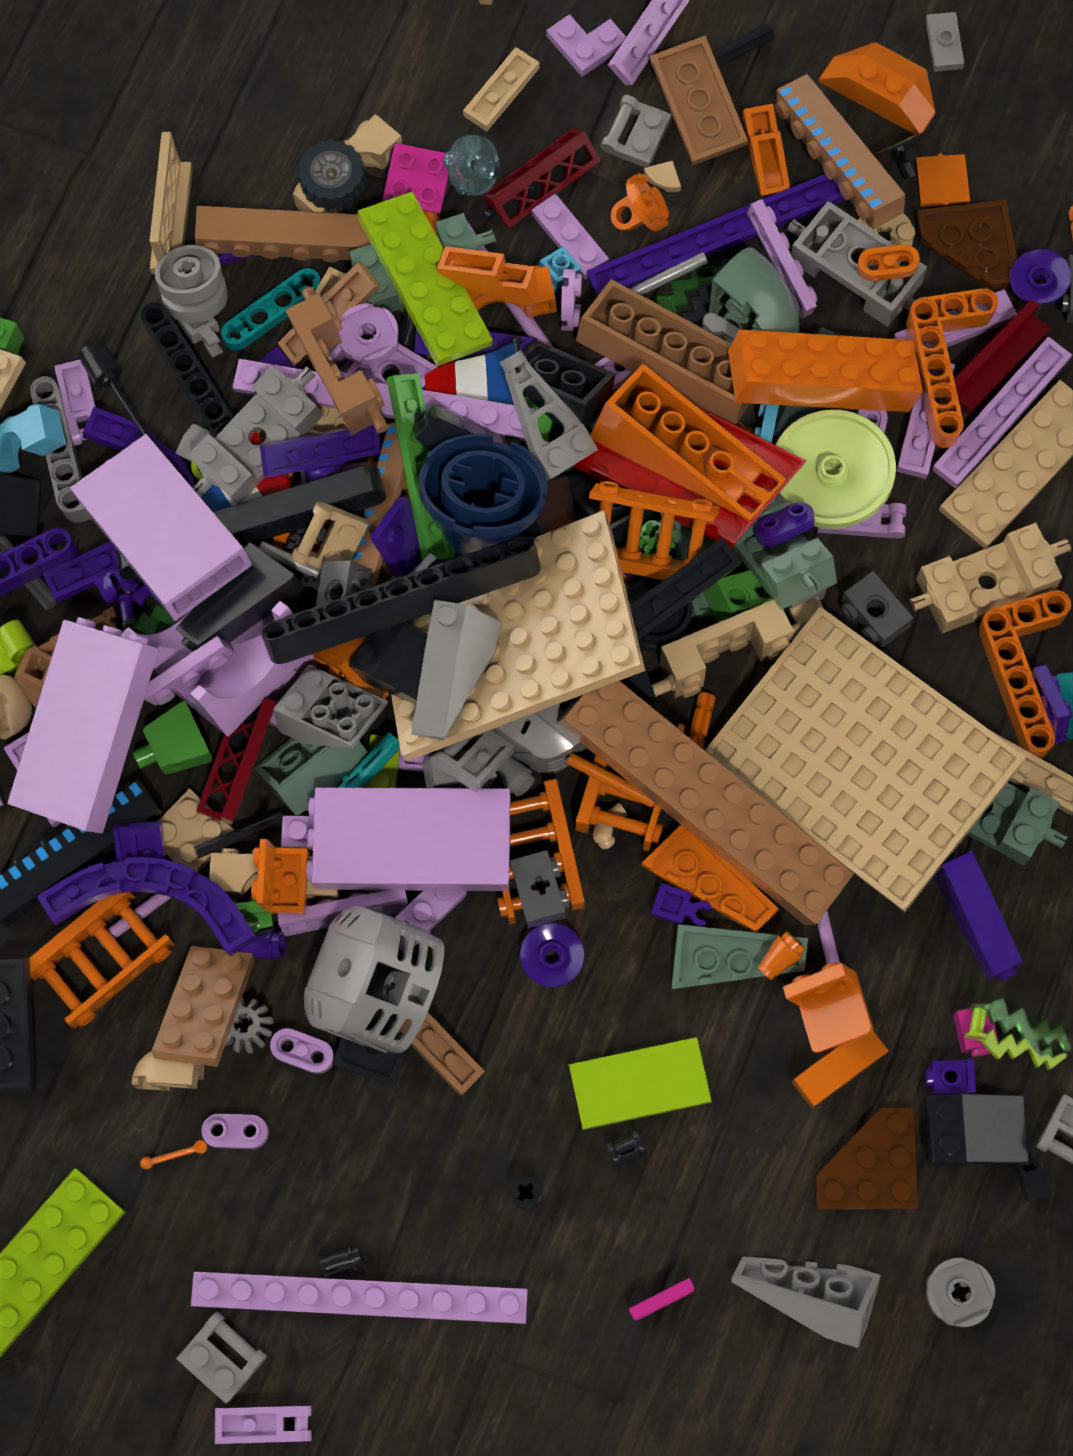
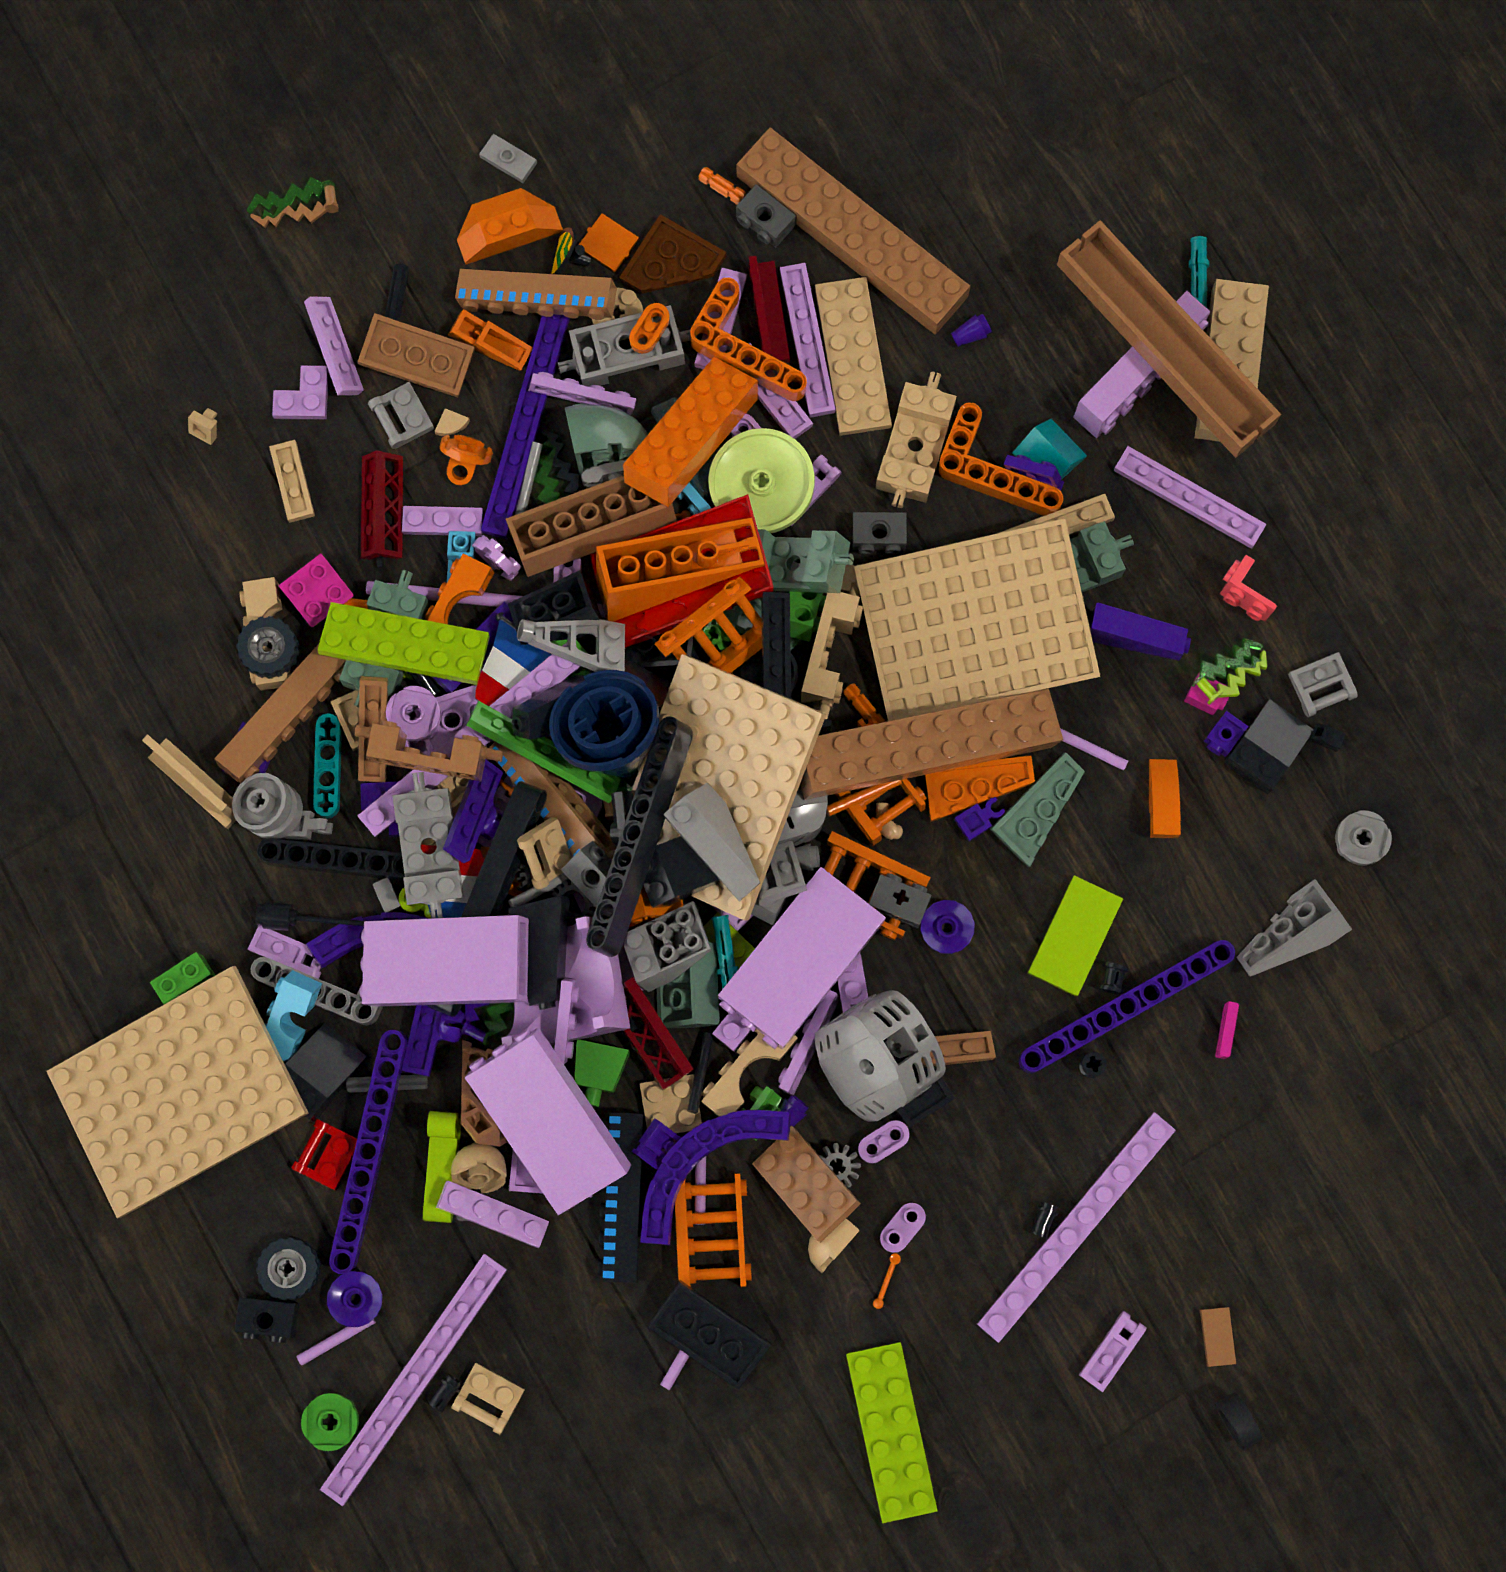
camera: 55 degrees left, 5 degrees up
(216, 1368) = (1051, 1356): light grey plate -> none
(281, 879) = (764, 1064): orange bracket -> none
(398, 539) = (583, 807): dark purple wing -> none
(459, 164) = (337, 545): clear light blue plate -> none
(488, 274) = (439, 598): orange slope -> none
(620, 1196) = (1138, 1000): none -> dark purple beam
(781, 955) = (1065, 776): orange cone -> none
(784, 524) = (780, 542): dark purple plate -> none
(830, 1006) = (1123, 773): orange bracket -> none
(874, 1167) = (1242, 829): reddish brown plate -> none
(1040, 265) = (734, 226): dark purple dish -> none

